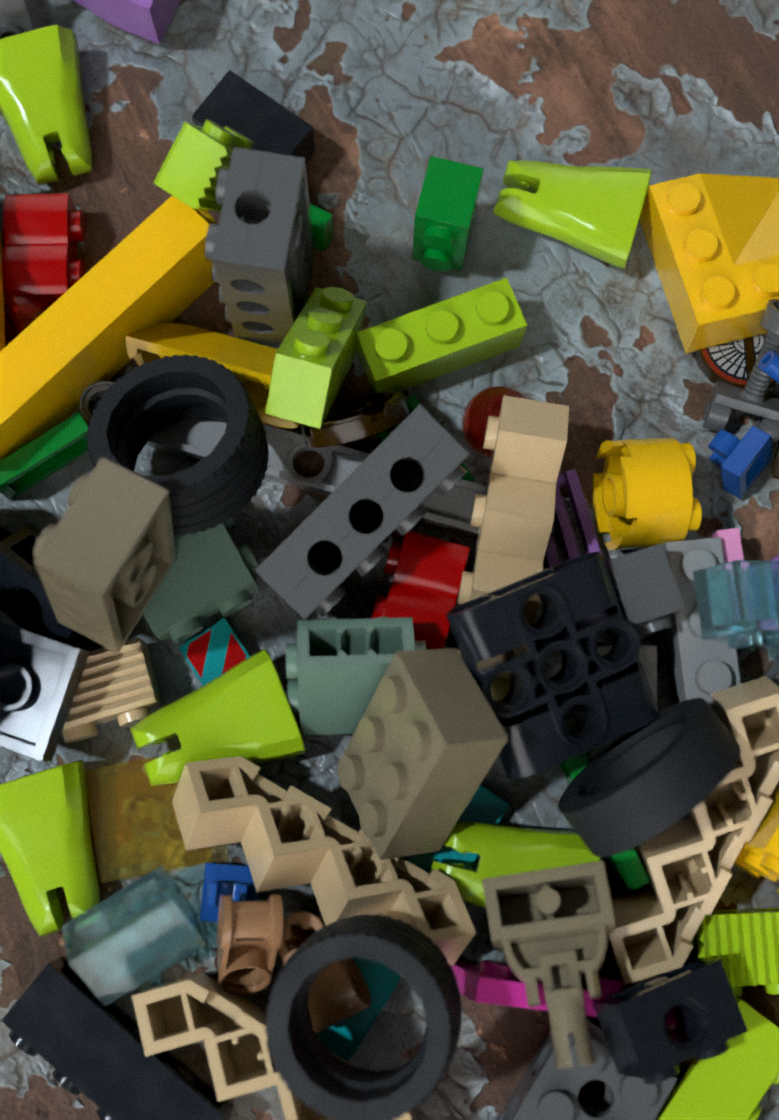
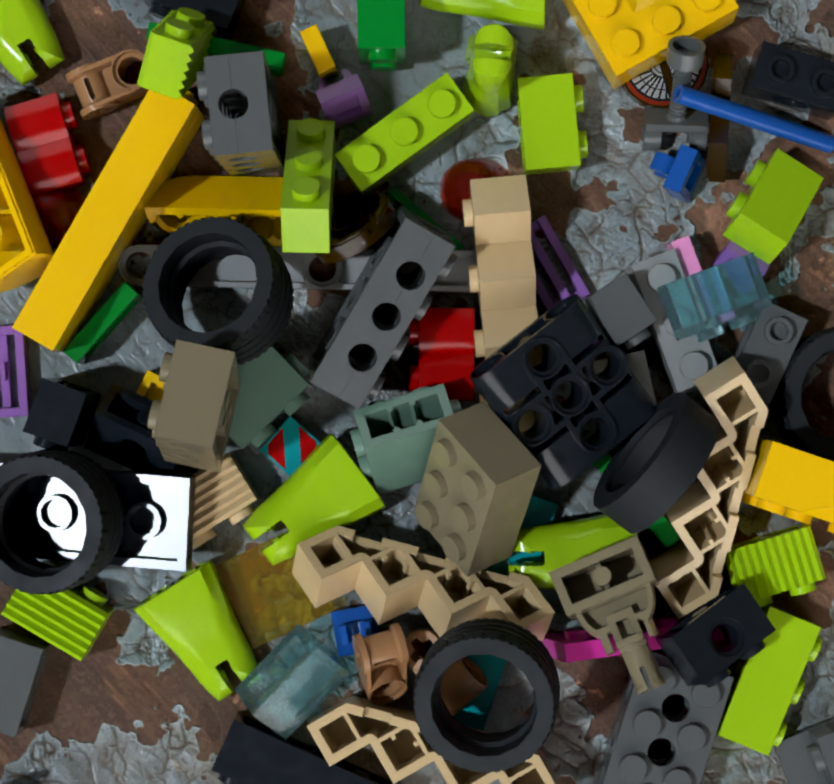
camera: 10 degrees left, 10 degrees up
(124, 203) = (107, 83): none -> medium nougat piece
(369, 229) = (318, 52): none -> yellow tile
(384, 286) = (343, 100): none -> medium lavender tile
(558, 285) = (491, 72): none -> lime piece
(606, 369) = (549, 123): none -> lime brick
(645, 492) = (606, 225): yellow brick -> none

